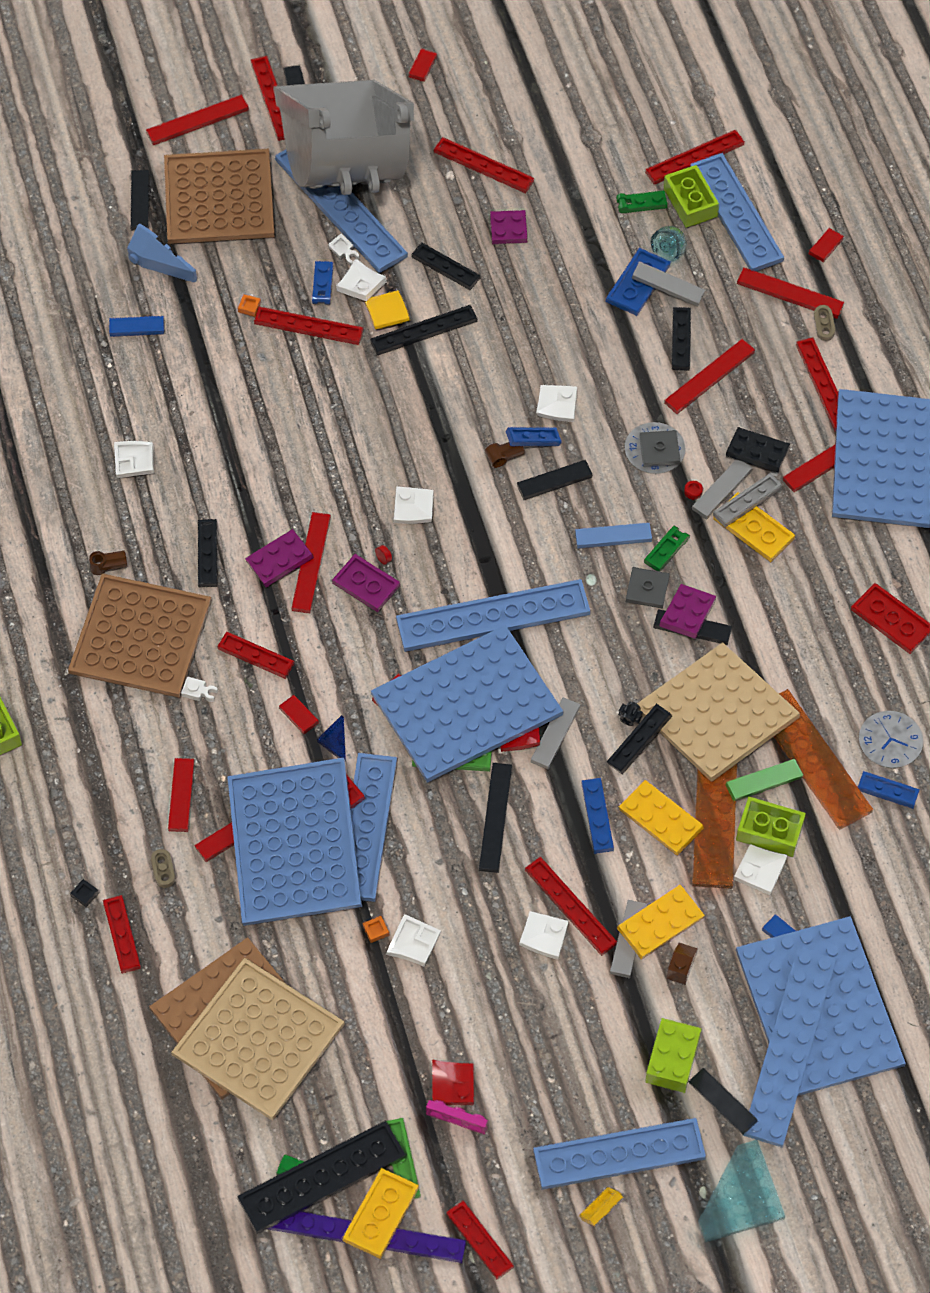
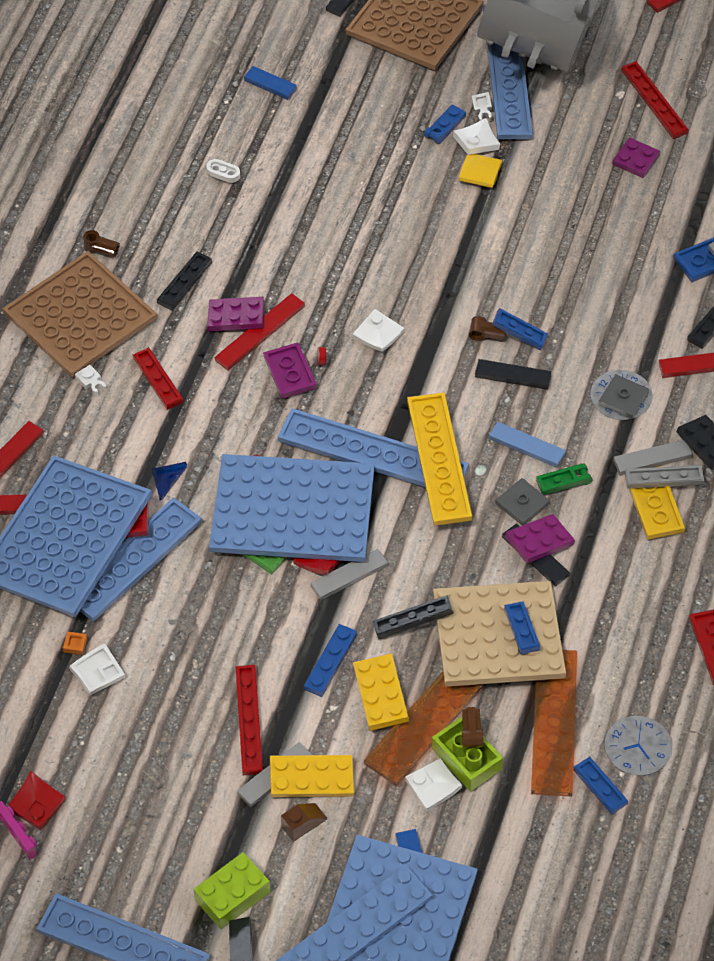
camera: 35 degrees right, 5 degrees down
(133, 458) = (185, 178): white plate -> none
(151, 254) = (323, 35): medium blue wedge -> none
(162, 432) = (225, 171): none -> white plate
(249, 305) = (371, 111): orange plate -> none
(298, 714) = (153, 442): red tile -> none
(308, 325) = (407, 151): red tile -> none
(423, 330) = (499, 201): black tile -> none
(445, 266) = (558, 162): black tile -> none
(495, 817) = (244, 612): black tile -> none
(544, 934) = (207, 729): white plate -> none
(557, 402) = (564, 315): white plate -> none
(557, 589) = (439, 459): none -> yellow plate
(630, 713) = (422, 592): black gear -> none
(693, 490) = (626, 445): red tile -> none
(736, 695) = (522, 627): none -> blue tile
(764, 780) = (497, 712): bright green tile -> none
(770, 808) = (471, 733): none -> reddish brown piece

